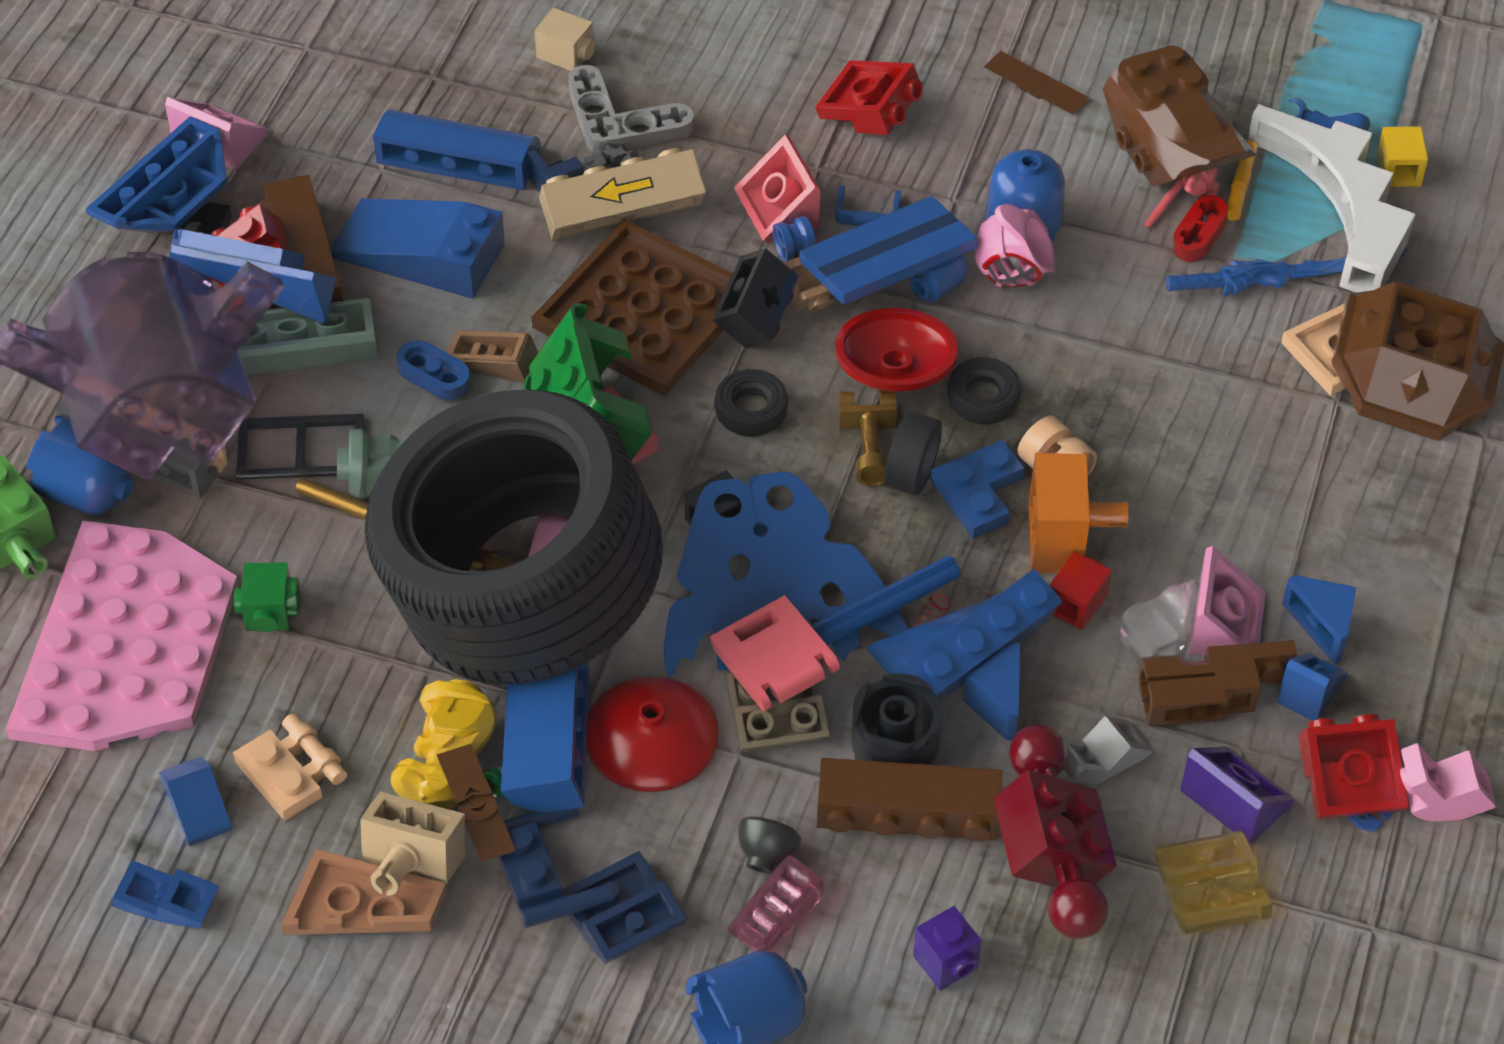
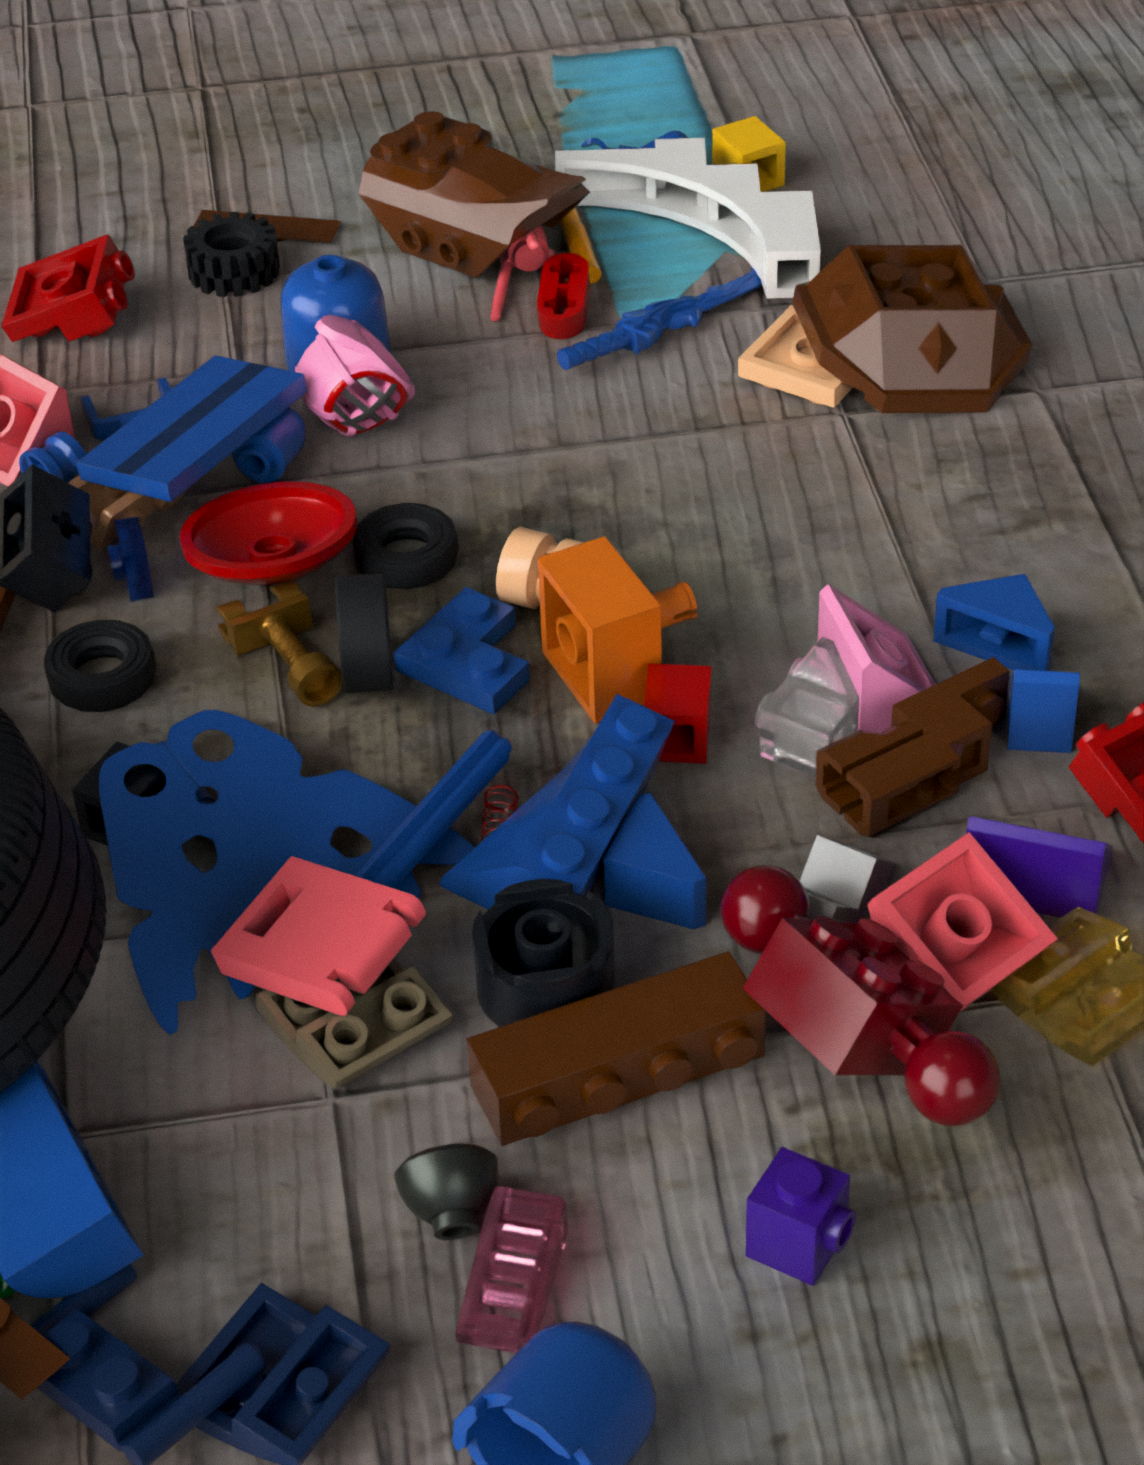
camera: 25 degrees left, 10 degrees down
(651, 751) = (187, 1122): red dish -> none
(806, 332) = (130, 559): none -> clear blue plate
(996, 117) = (231, 254): none -> black tyre
(1151, 813) = (962, 920): none -> coral slope

